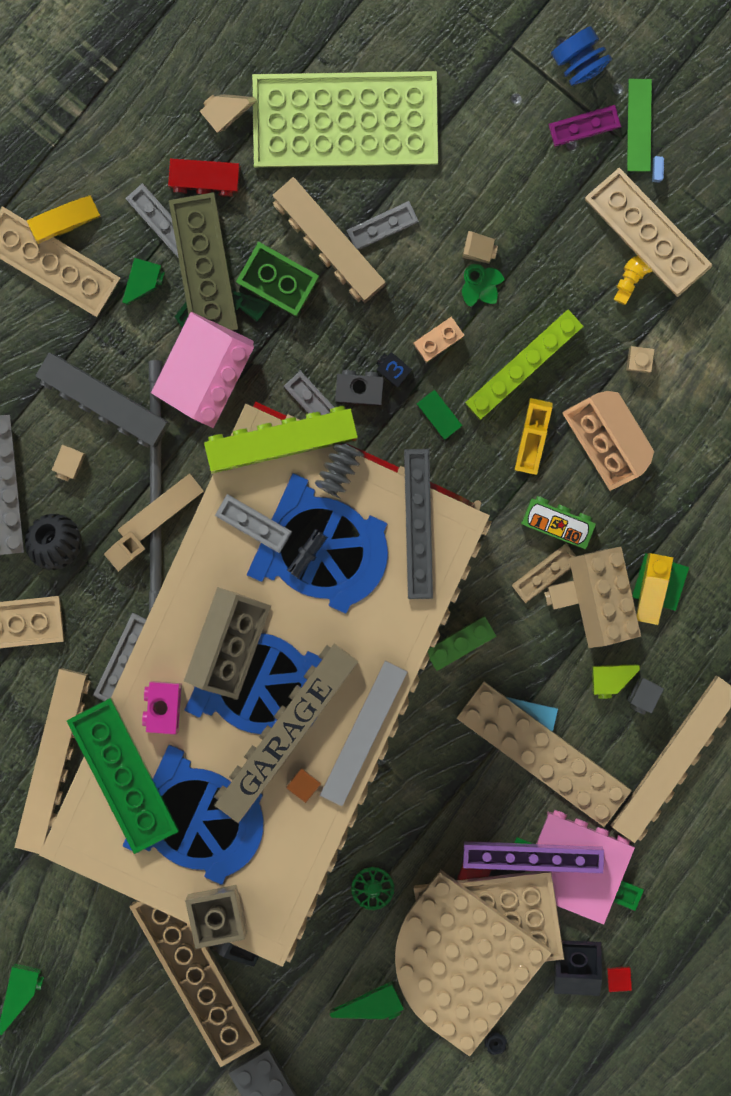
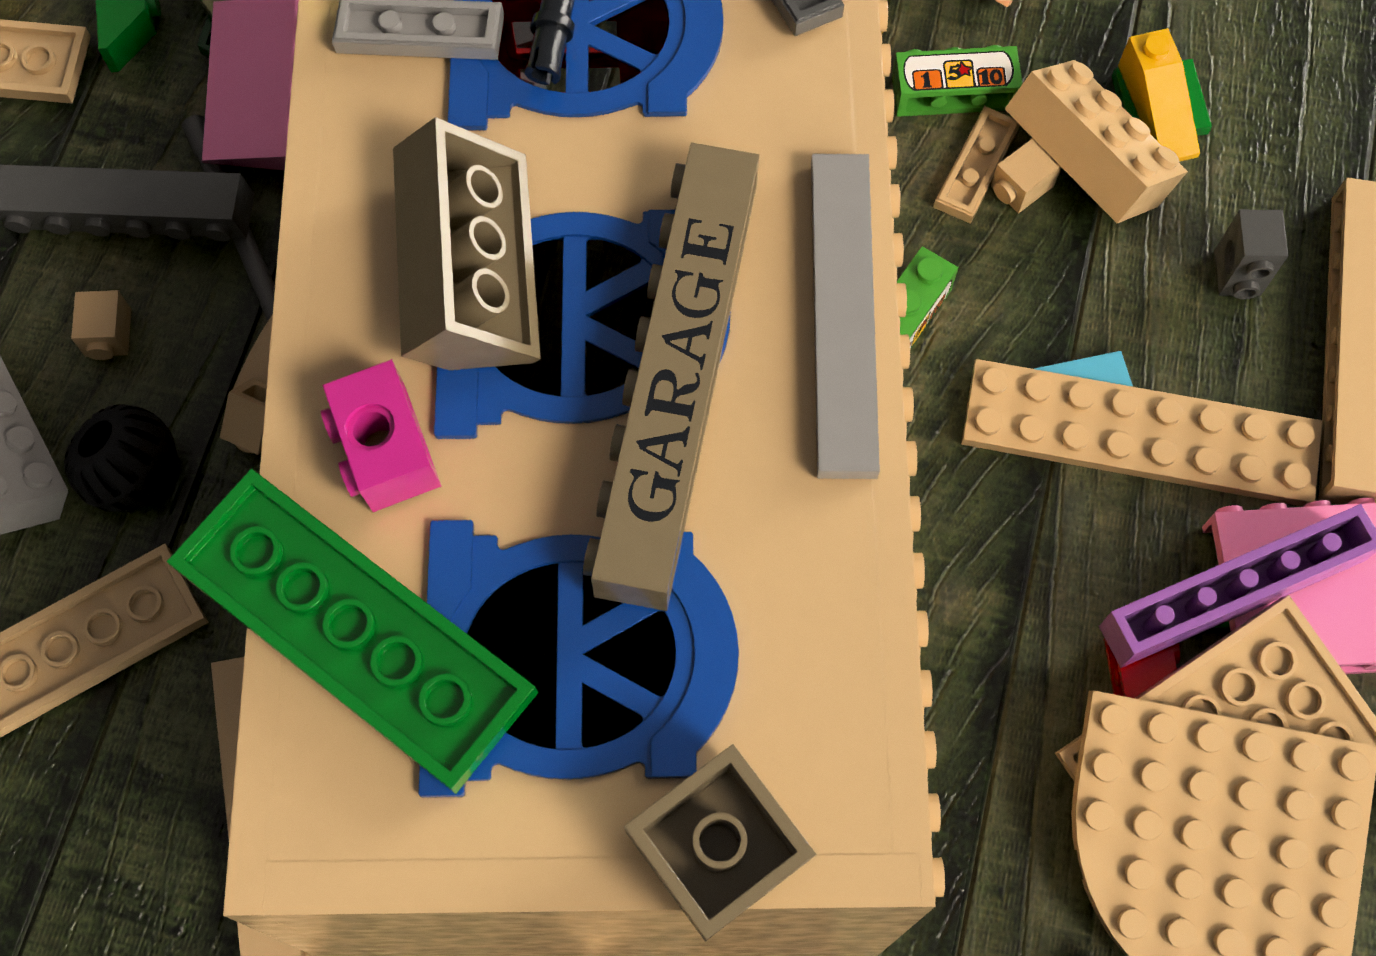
camera: 30 degrees left, 20 degrees down
(303, 785) = (771, 468): dark orange tile -> none
(372, 888) = (980, 805): green wheel -> none
(611, 679) = (1176, 263): lime slope -> none

